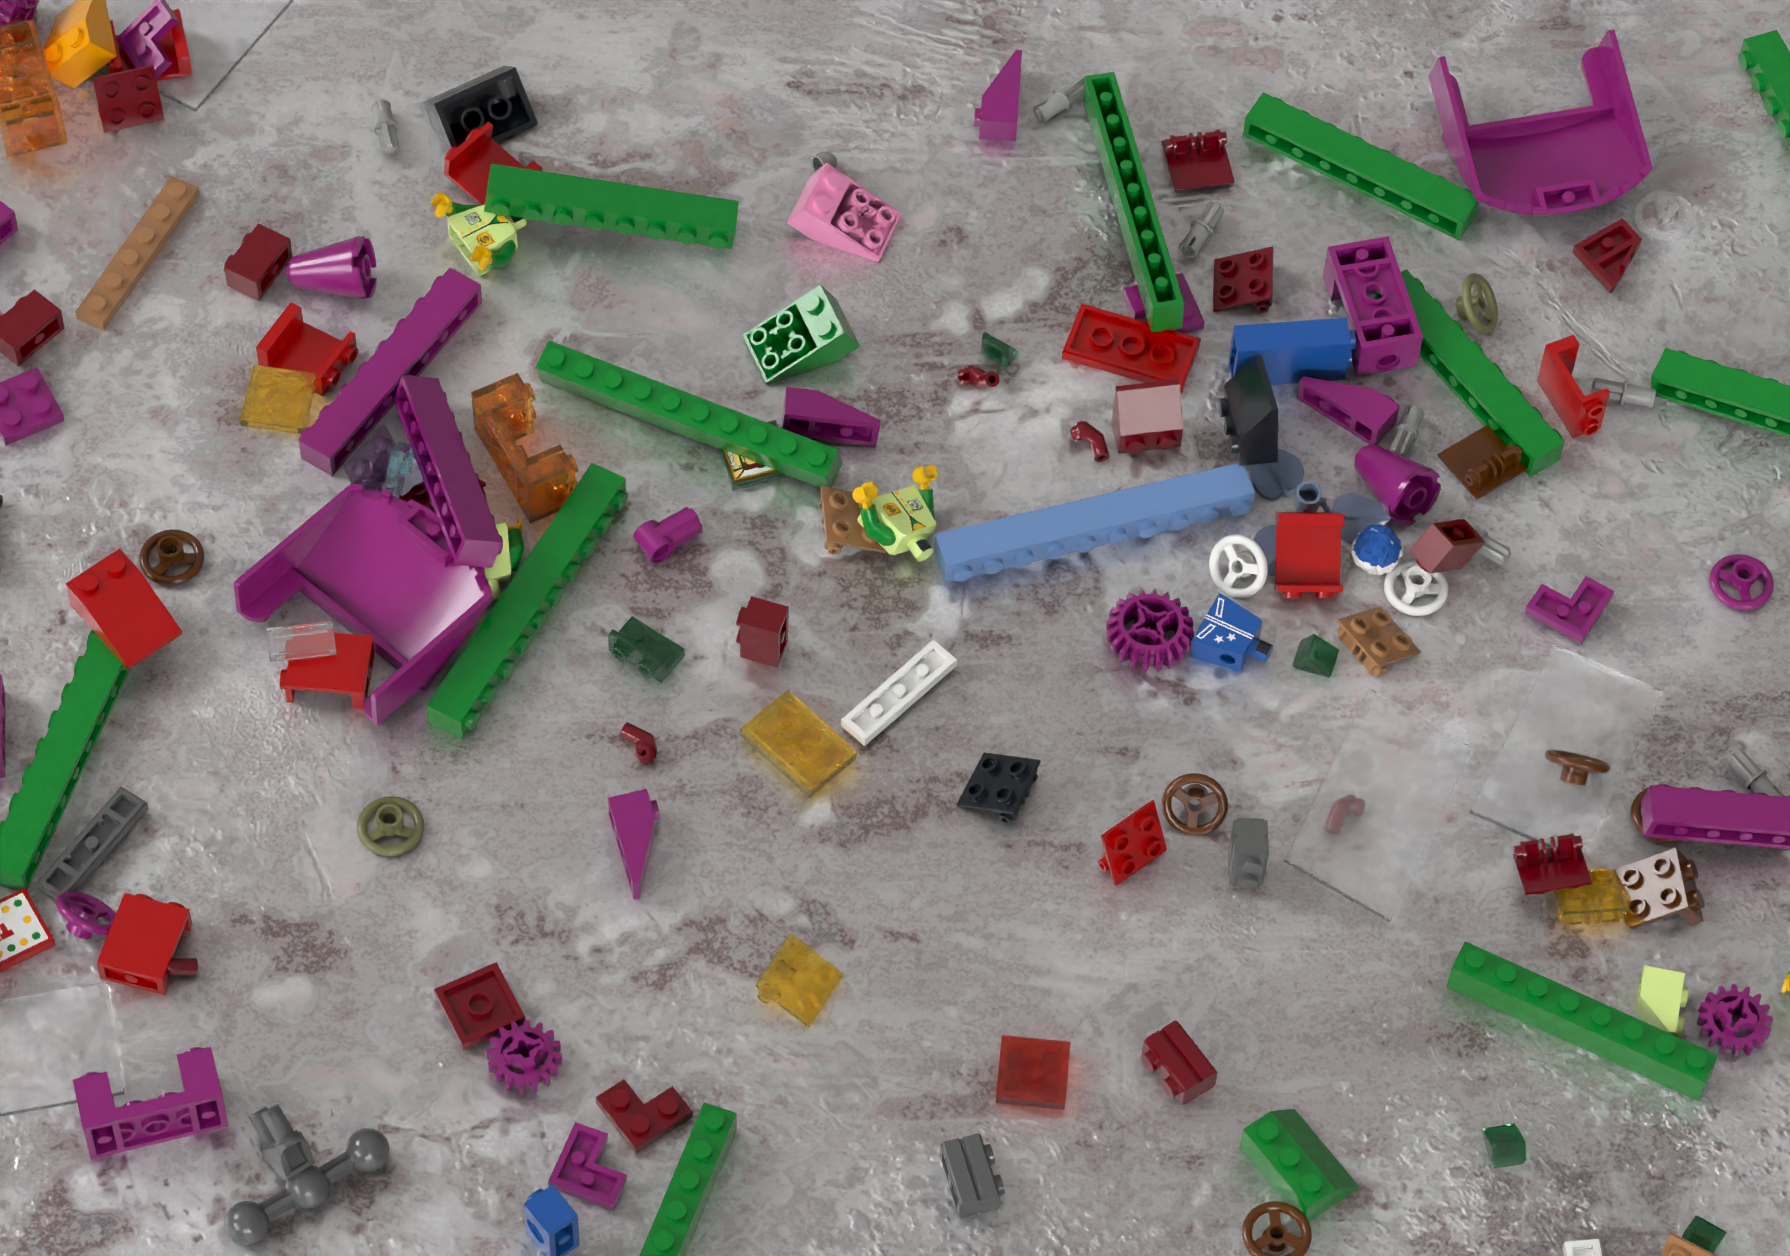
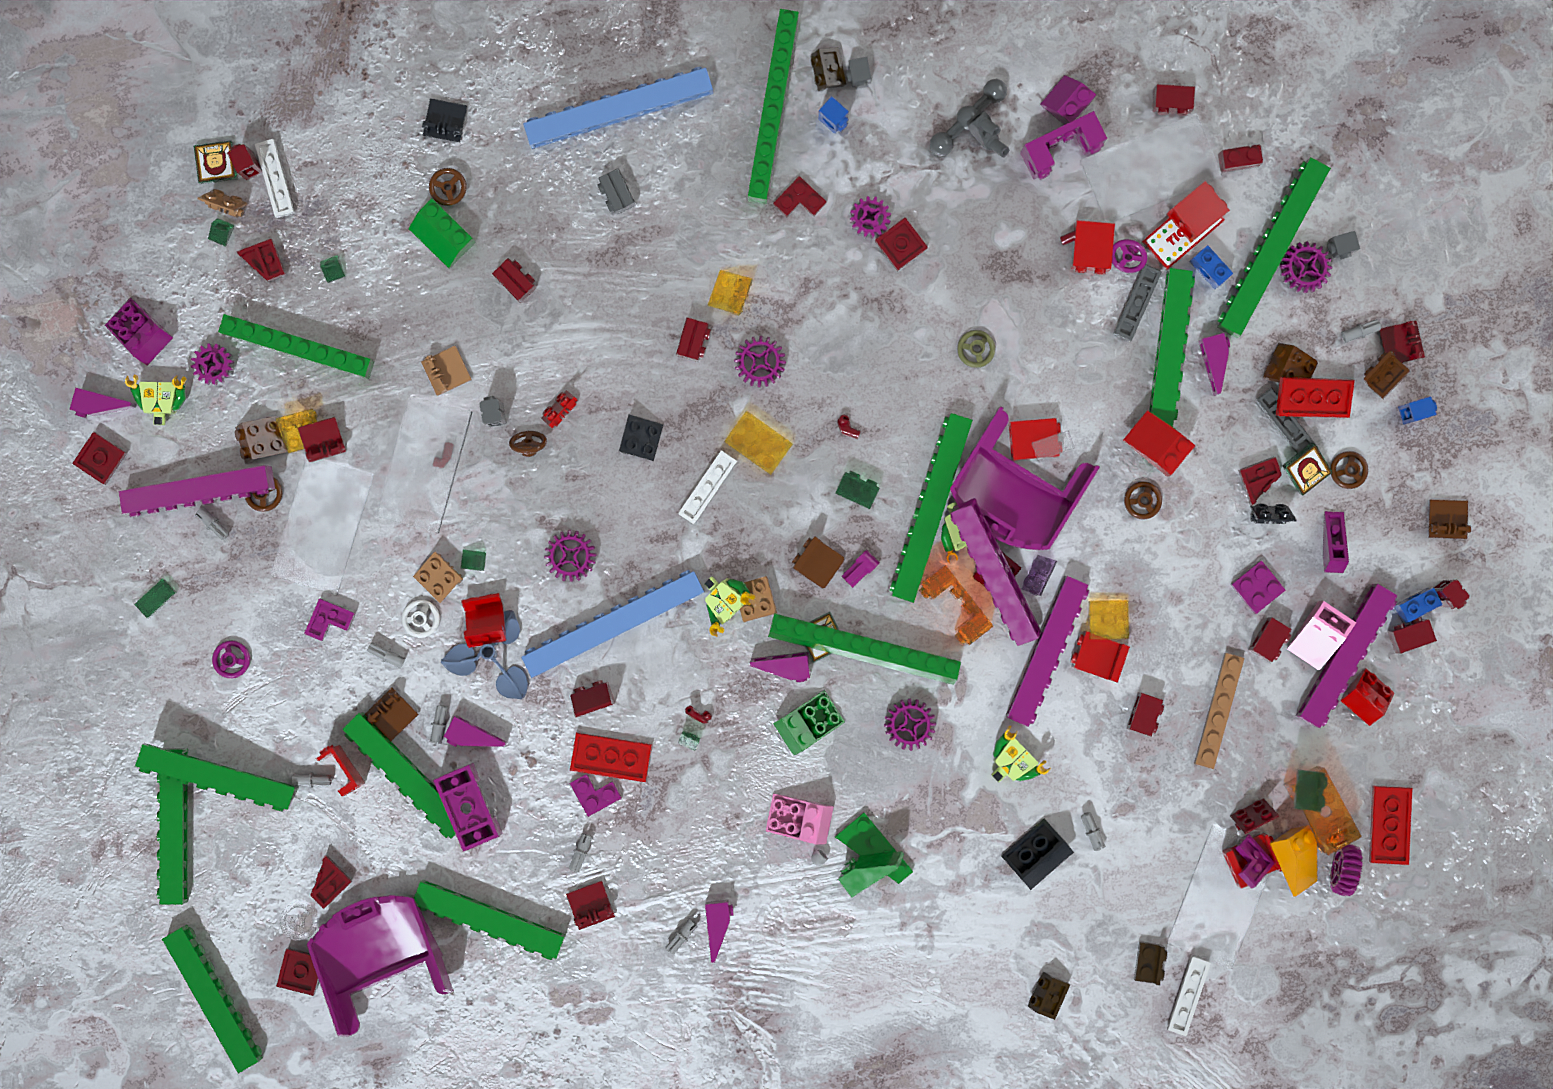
camera: 175 degrees right, 30 degrees up
(34, 97) = (1310, 790): none -> clear green bracket
(118, 1185) = (1068, 100): none -> magenta slope
(336, 269) = (1096, 714): magenta cone -> none
(399, 467) = (1024, 575): clear light blue wing -> none
(471, 162) = (1020, 808): red panel -> none
(578, 1170) = (827, 156): magenta plate -> none
(611, 206) = (941, 790): green brick -> none
(634, 830) = (839, 368): magenta slope -> none
(655, 300) = (904, 708): none -> magenta gear
(734, 164) = (866, 839): none -> green wing
(737, 554) = (818, 562): none -> reddish brown bracket
(748, 118) = (867, 870): none -> green slope
(763, 631) = (791, 505): dark red brick -> none
(769, 875) = (767, 367): none -> magenta gear
(879, 916) = (693, 339): none -> dark red brick
(1033, 1072) = (593, 261): clear red plate -> none
(1094, 437) = (624, 687): dark red arm -> none
(1133, 202) = (624, 856): green brick -> none
(1229, 636) = (523, 560): blue torso -> none
(1244, 280) = (550, 818): dark red hinge -> none
(1251, 415) = (530, 708): black slope -> none
(1253, 563) = (522, 611): white piece -> none
(1295, 349) = (512, 762): blue brick -> none
(1321, 945) = (446, 370): none -> medium nougat hinge
(1377, 549) = (445, 635): blue piece -> none
(1398, 482) = (440, 684): magenta cone -> none
(1446, 546) = (403, 639): dark red brick -> none
(1474, 304) = (408, 825): olive piece -> none
(1576, 766) = (314, 505): reddish brown piece -> none
(1625, 1175) = (264, 259): none -> dark red wing
(1660, 999) = (254, 368): yellowish green slope -> none
(1672, 147) = (298, 972): none -> dark red plate

